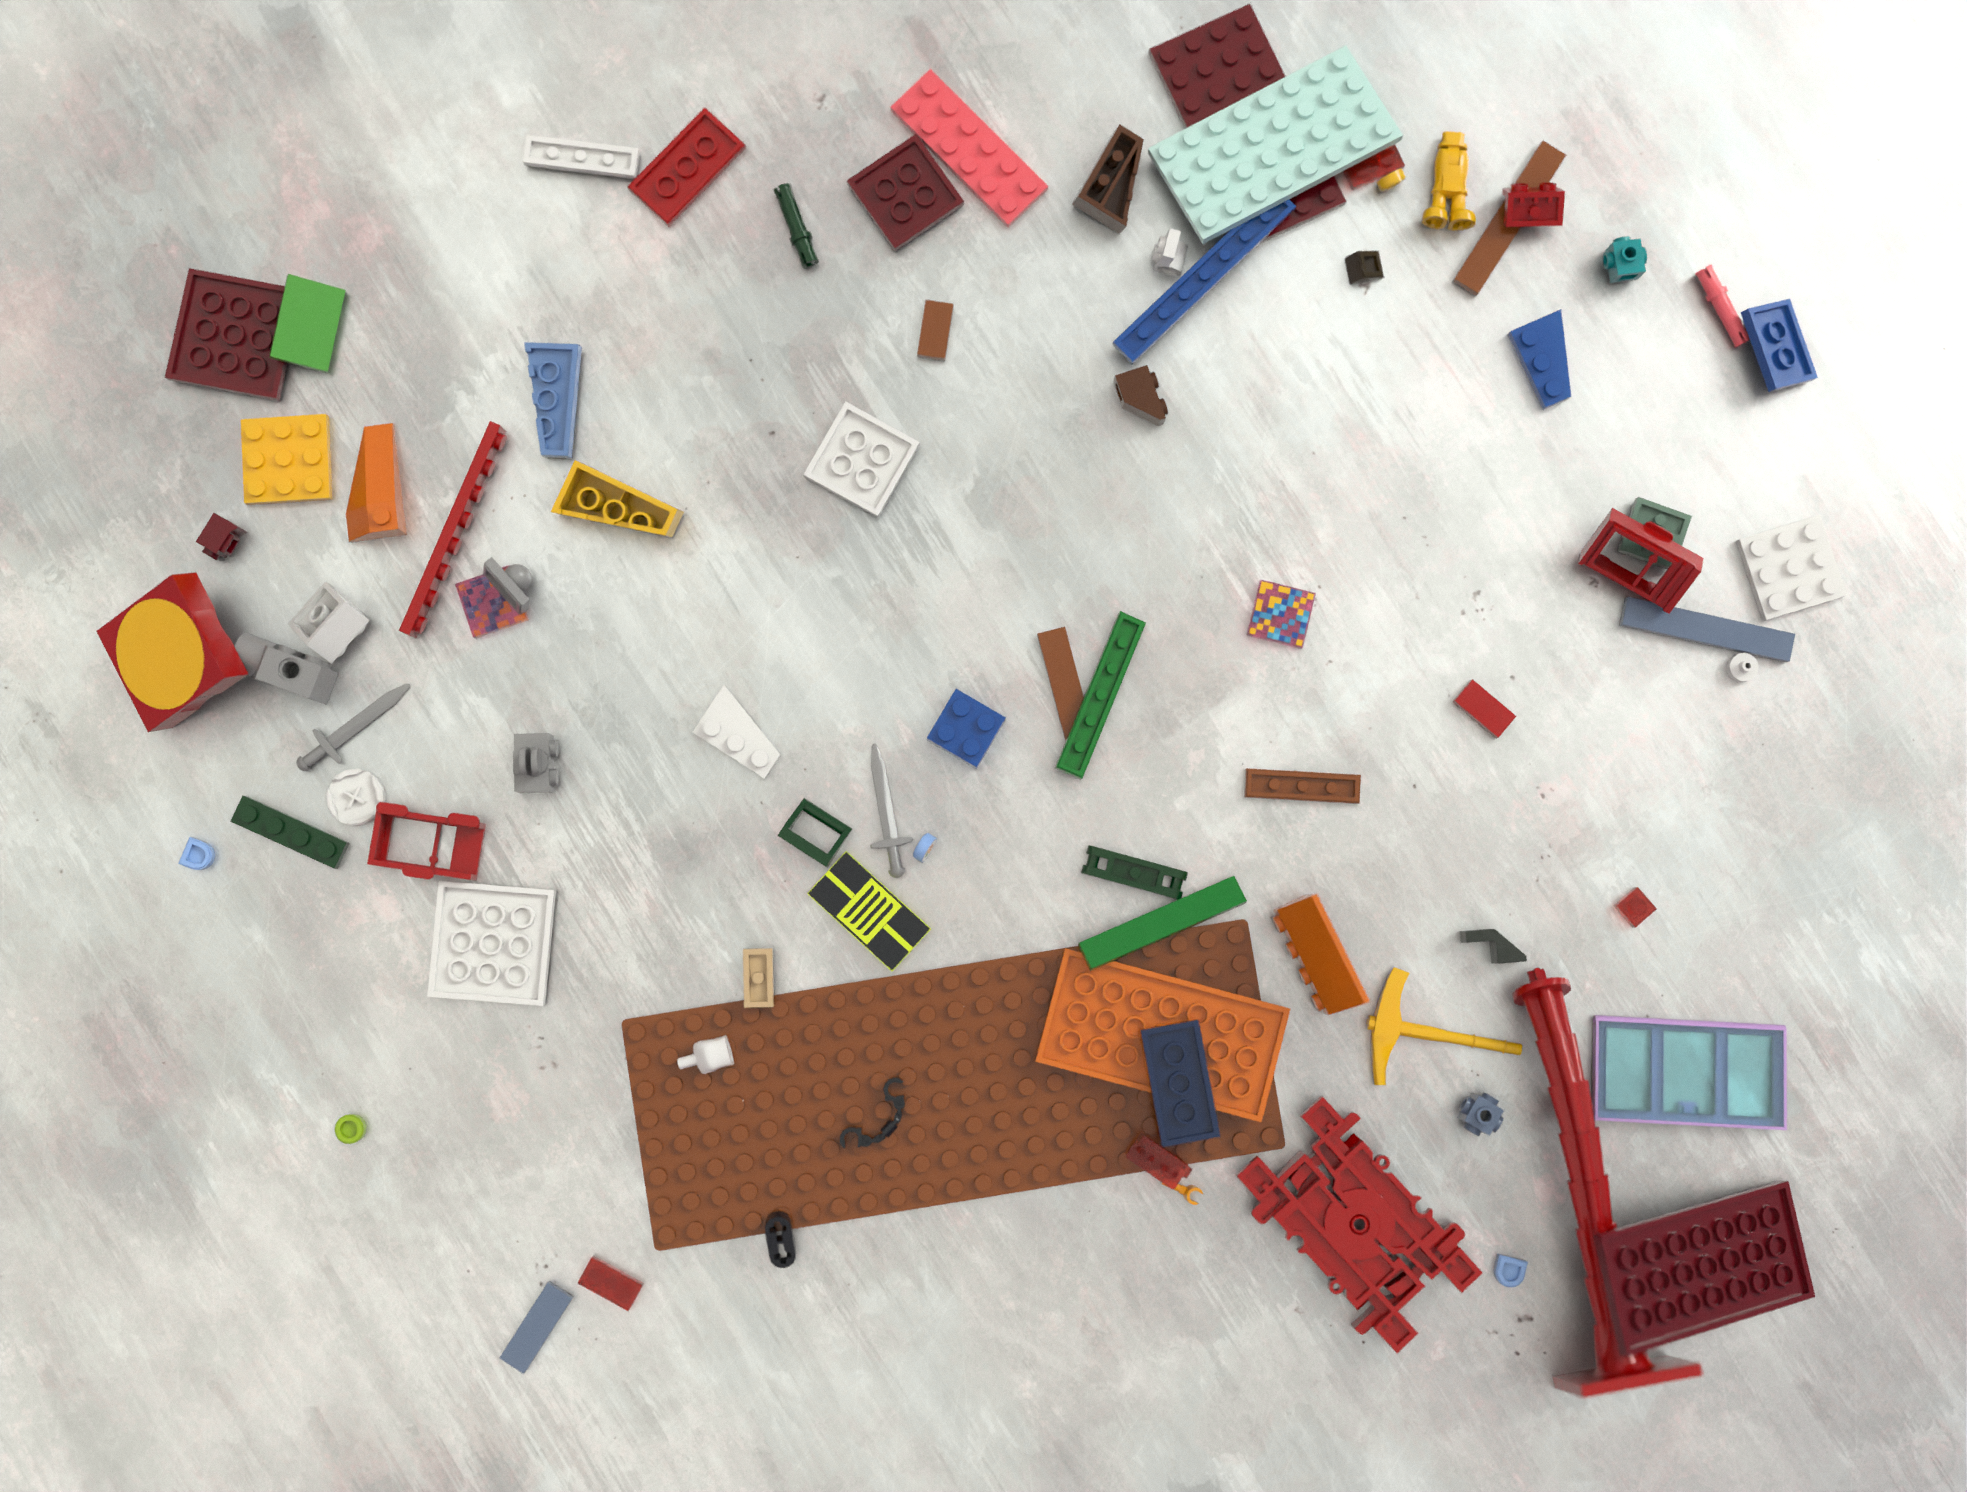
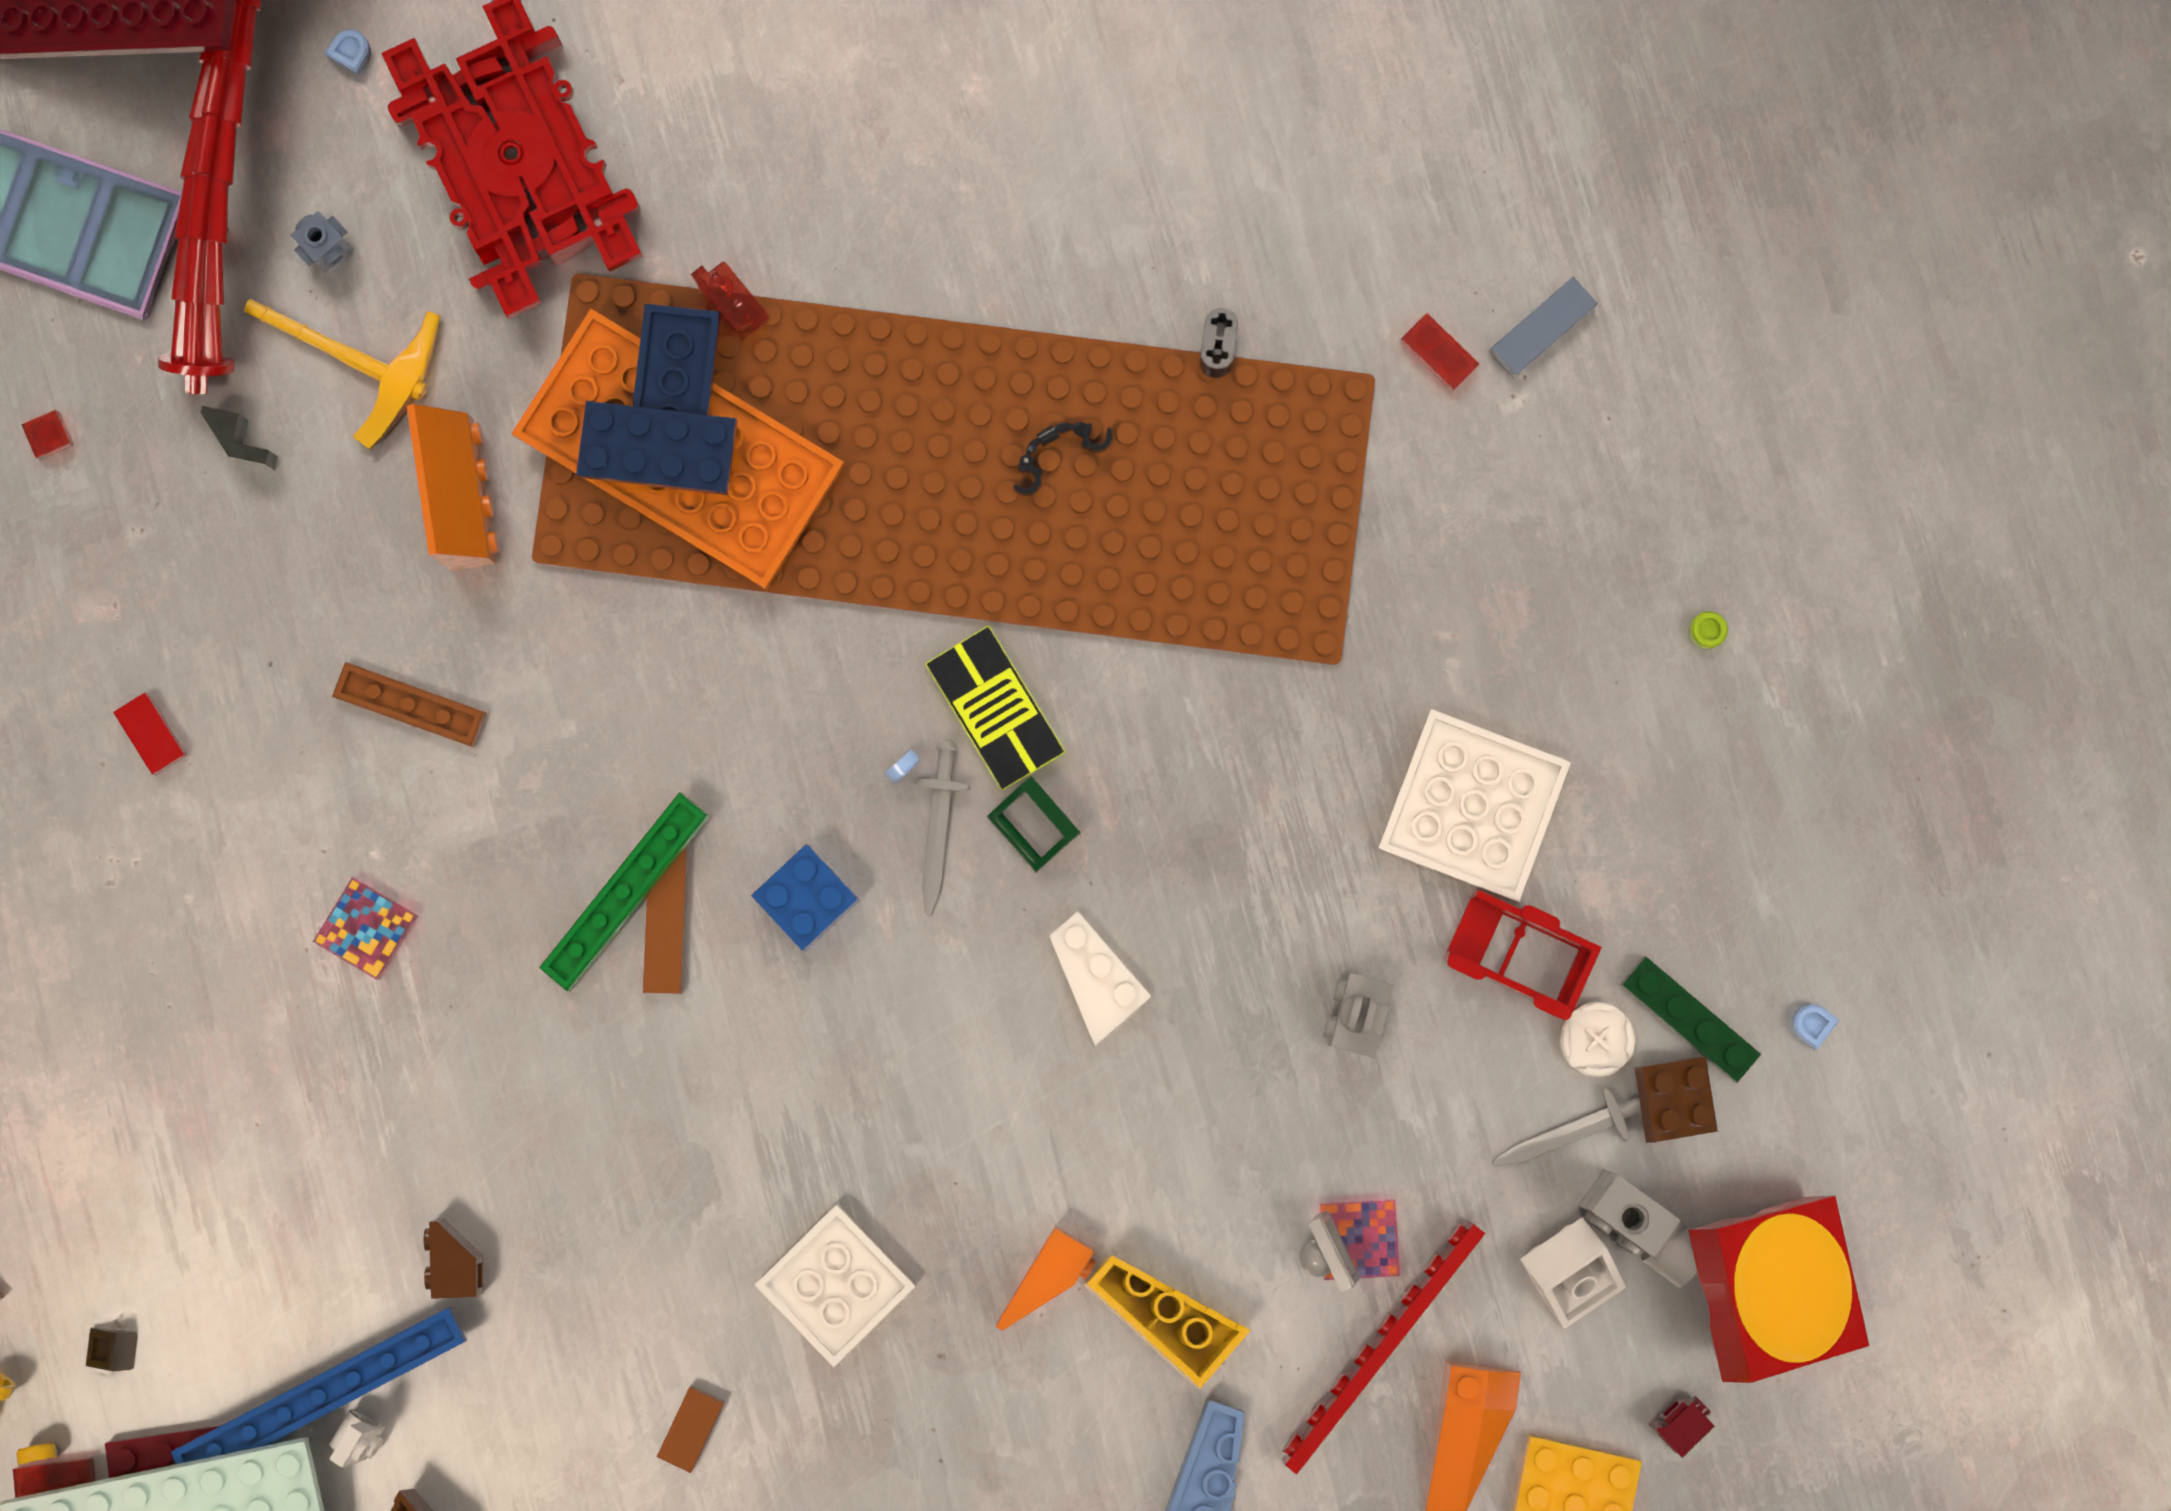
camera: 165 degrees left, 0 degrees up
(284, 769) = (1676, 1099): none -> reddish brown plate
(708, 511) = (1051, 1273): none -> orange slope
(709, 1055) = (1242, 588): white piece -> none
(758, 977) = (1154, 664): tan hinge -> none
(1134, 872) = (652, 658): dark green plate -> none
(1162, 923) = (636, 584): green tile -> none
(1176, 1028) = (656, 447): none -> dark blue plate
(1185, 1191) = (709, 255): light orange hand -> none

